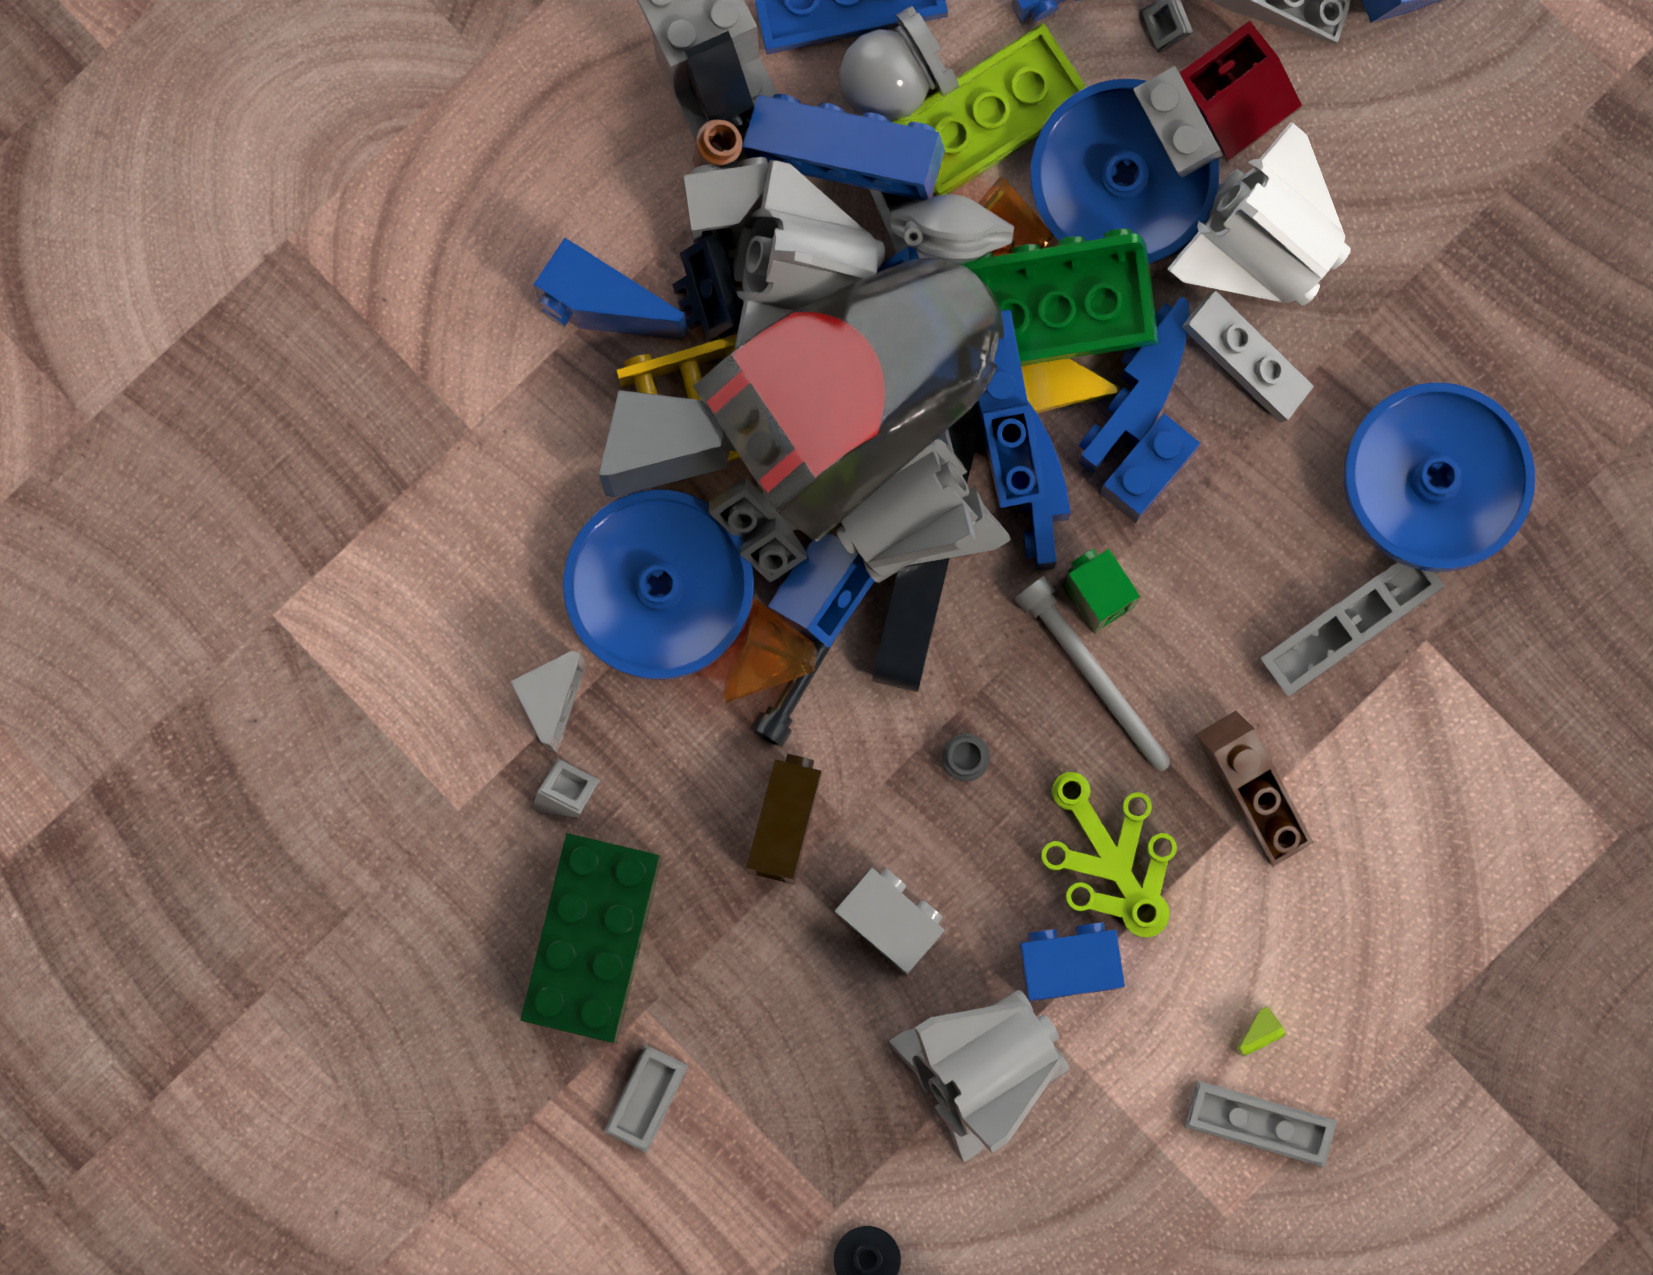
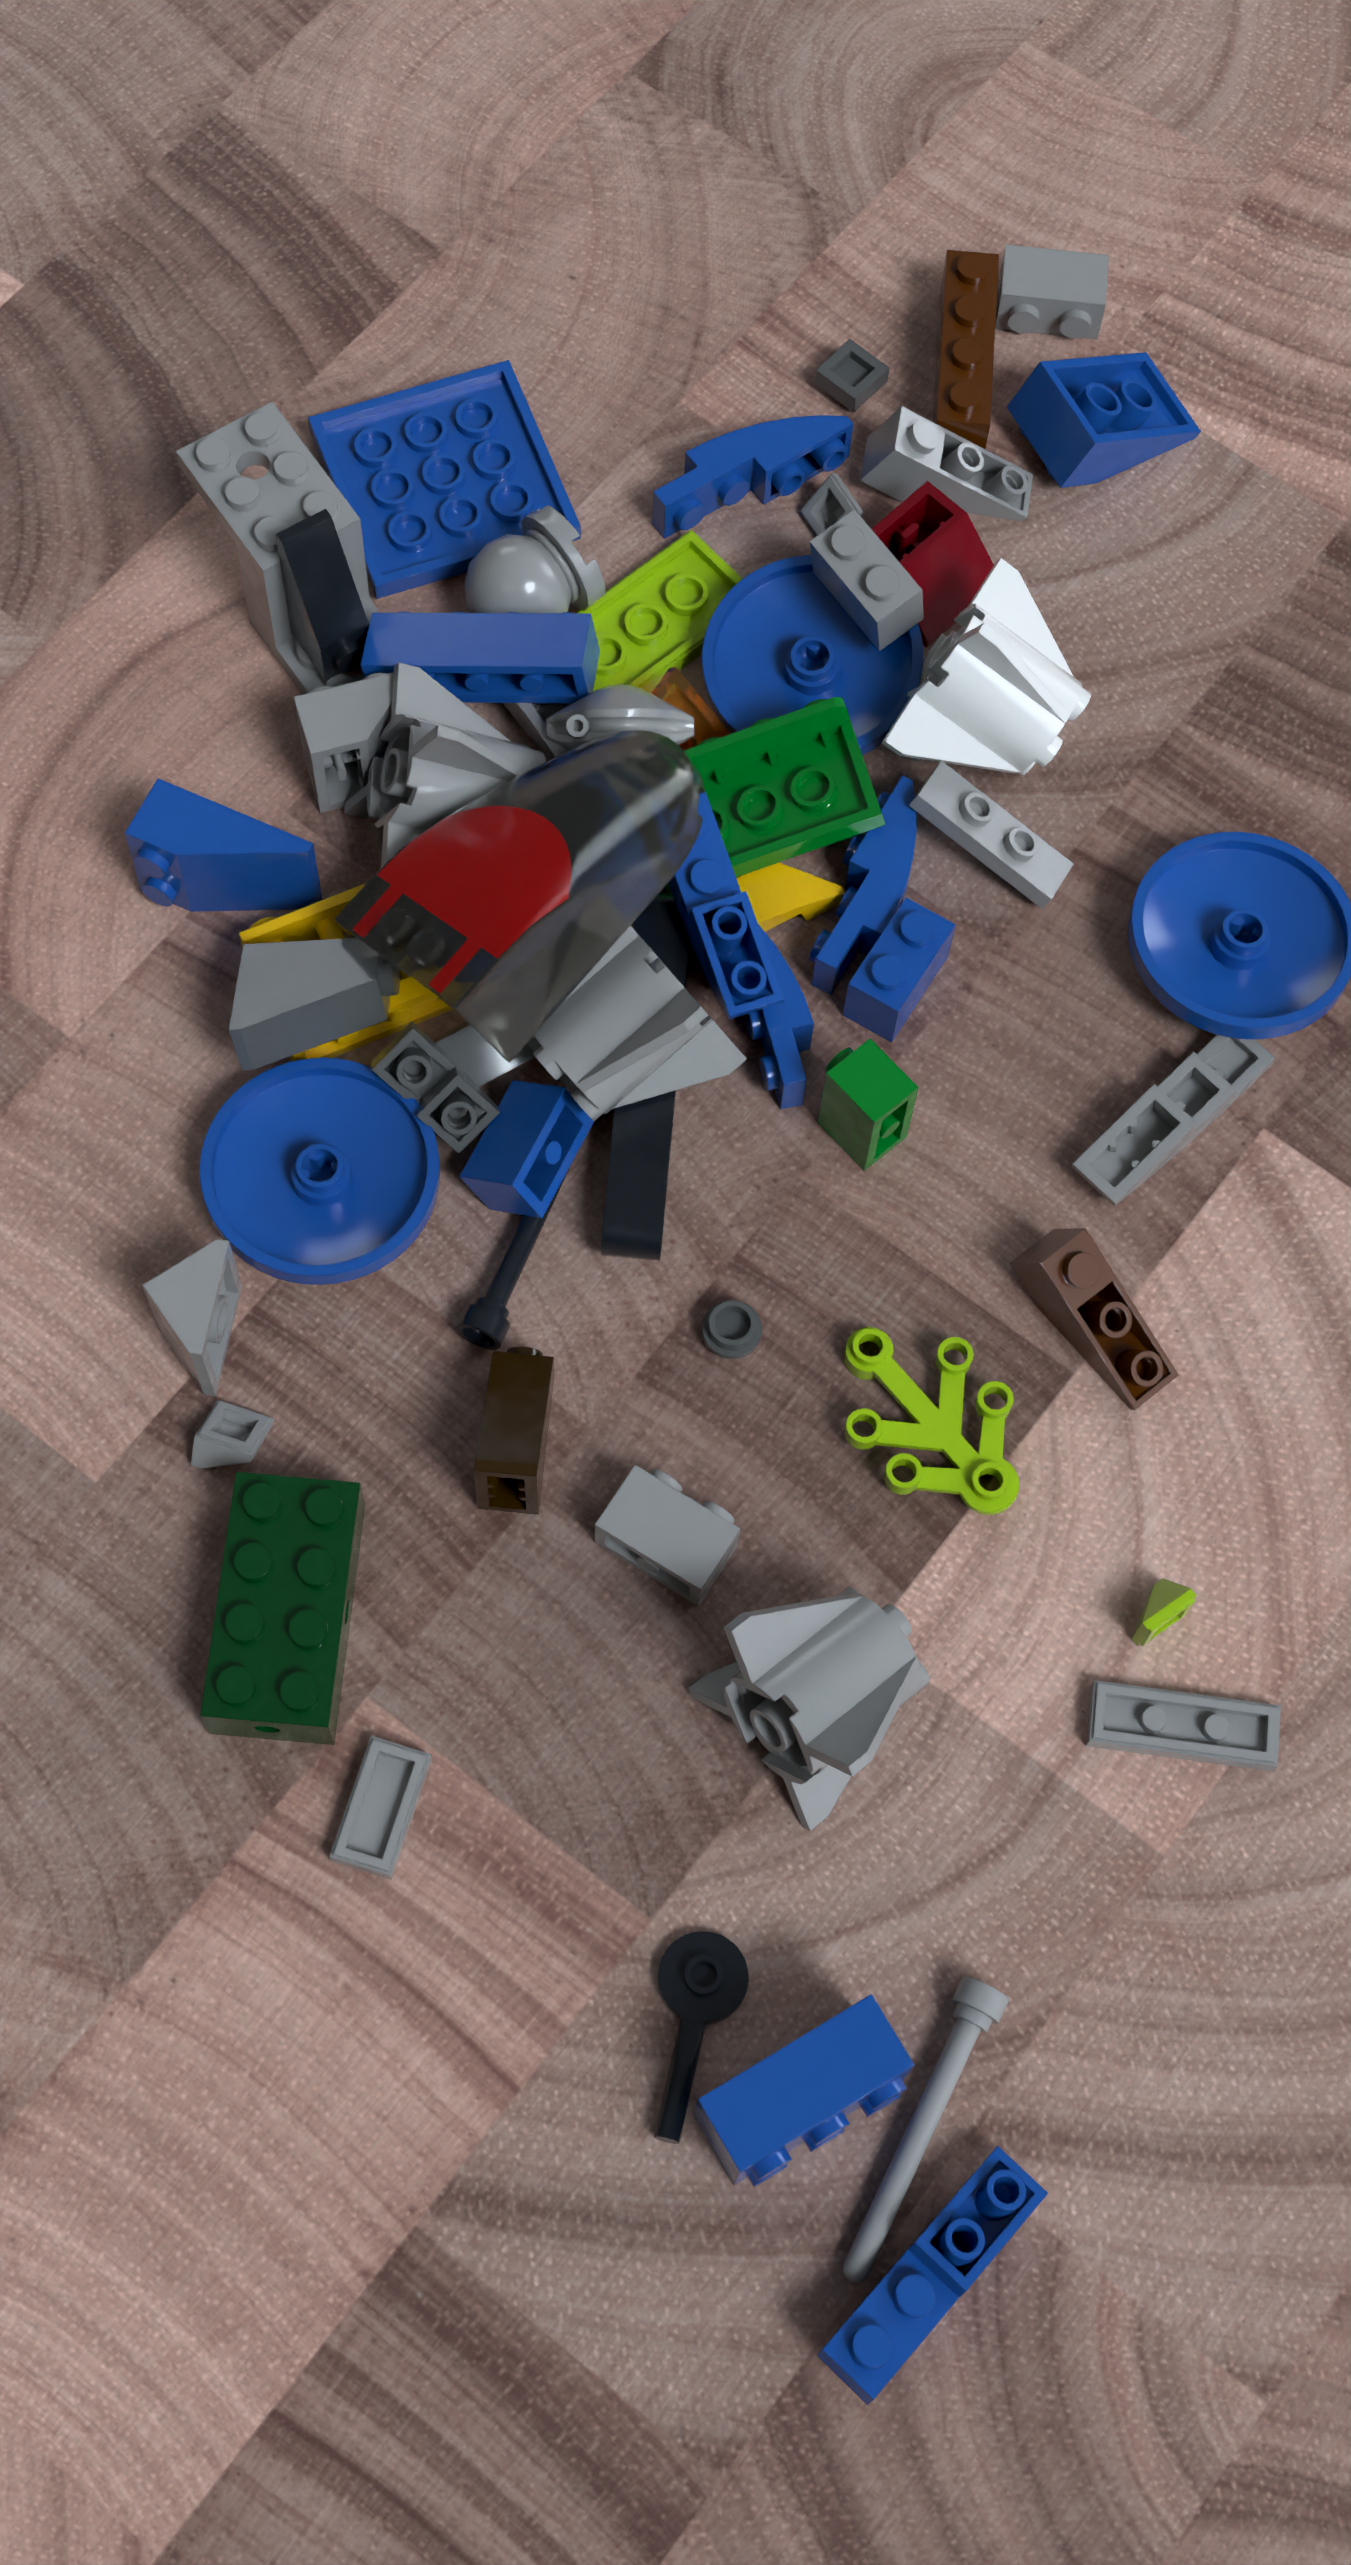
camera: 15 degrees left, 15 degrees down
(709, 289) = (342, 833): black hinge -> none
(717, 144) = (330, 662): dark orange cone -> none
(767, 655) = (465, 1235): clear orange slope -> none
(1040, 602) = (791, 1136): light grey piece -> none
(1071, 963) = (909, 1553): blue brick -> none

